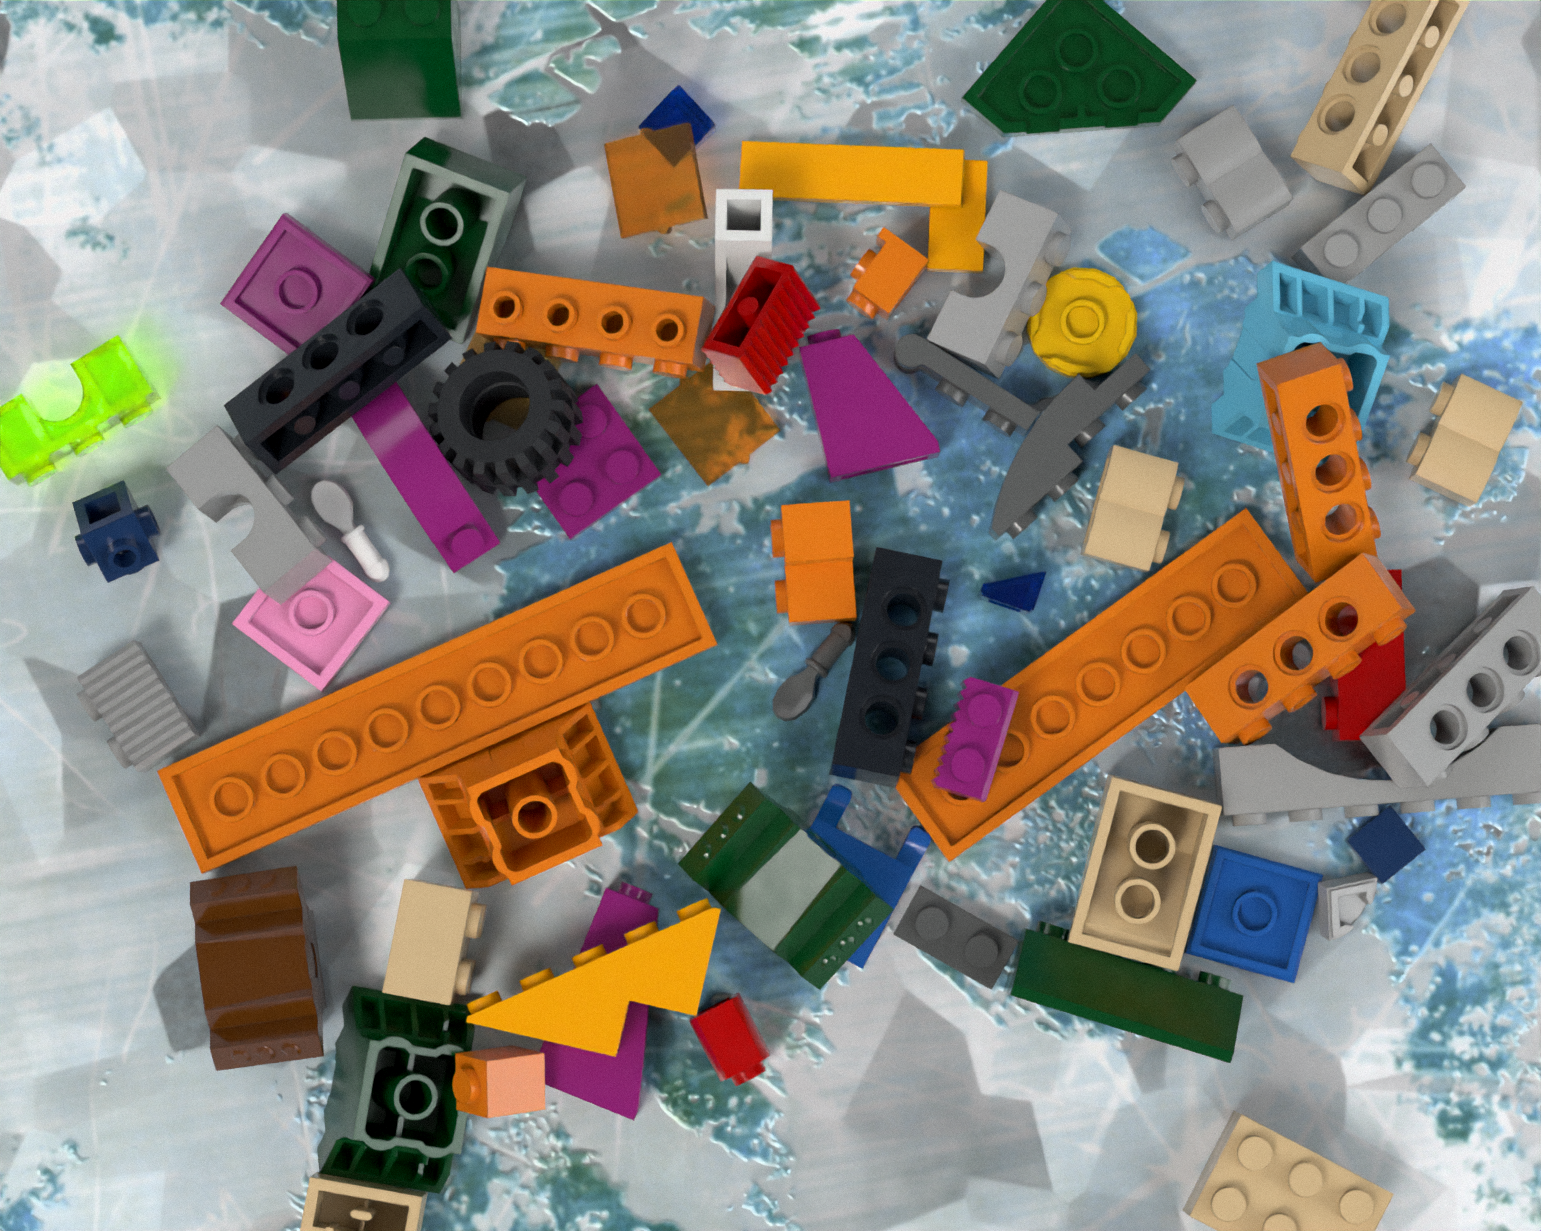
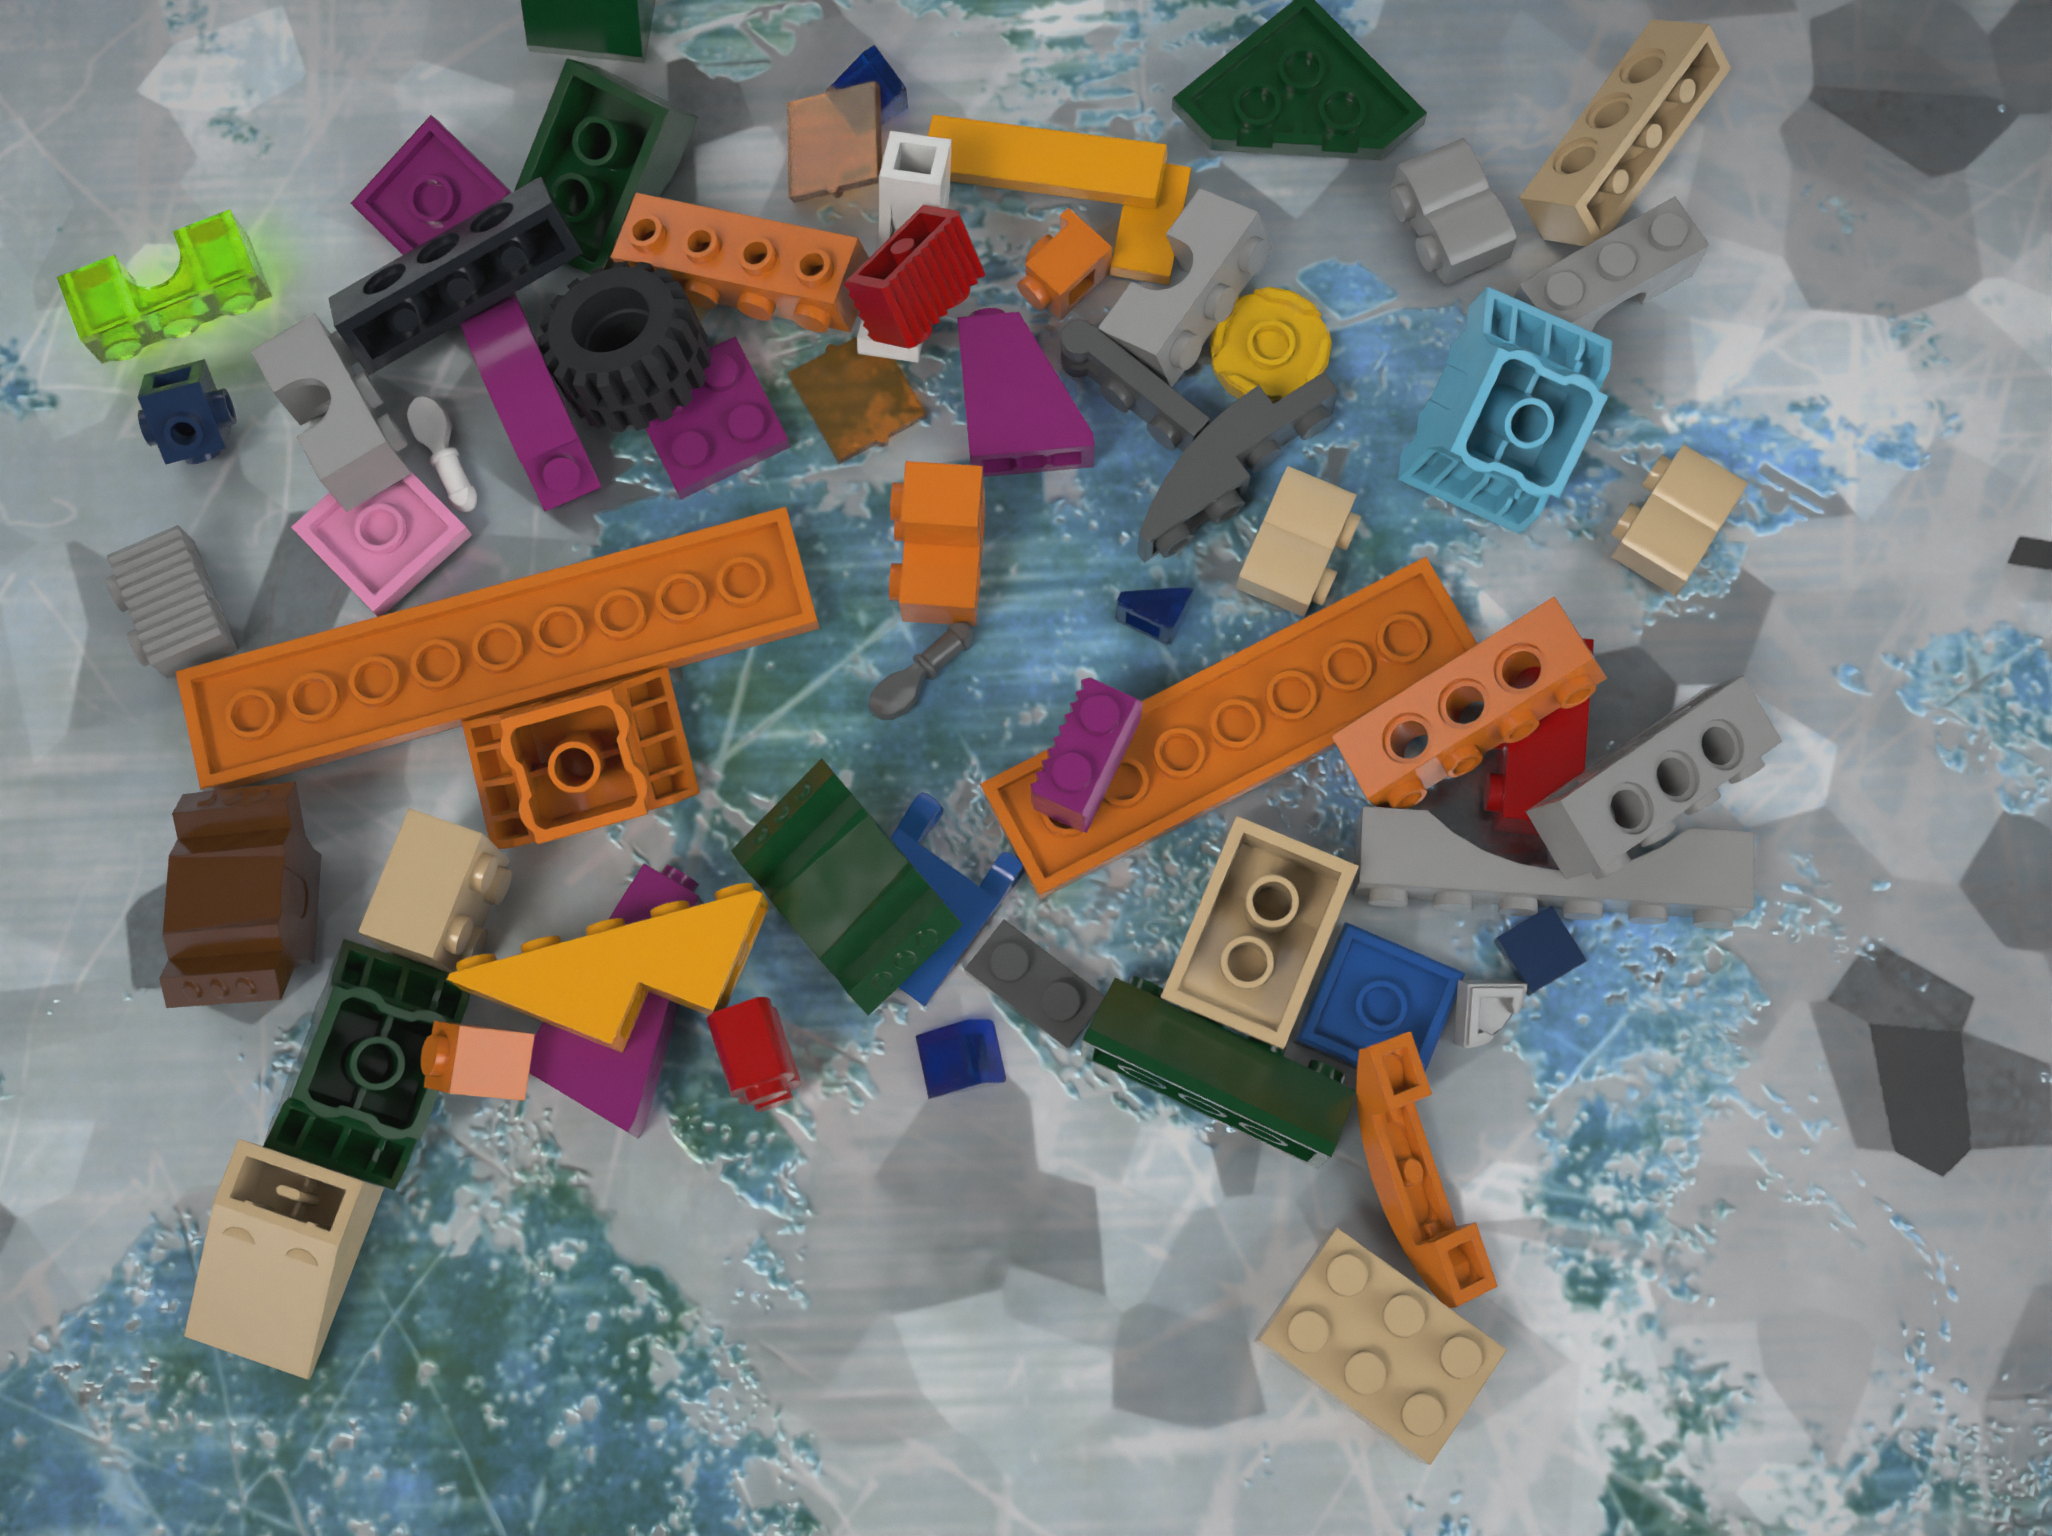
camera: 15 degrees right, 10 degrees down
(892, 581) = (1023, 581): black brick -> none
(901, 1009) = (960, 1058): none -> clear blue slope
(1290, 390) = (1489, 408): orange brick -> none
(1294, 1060) = (1406, 1177): none -> orange slope

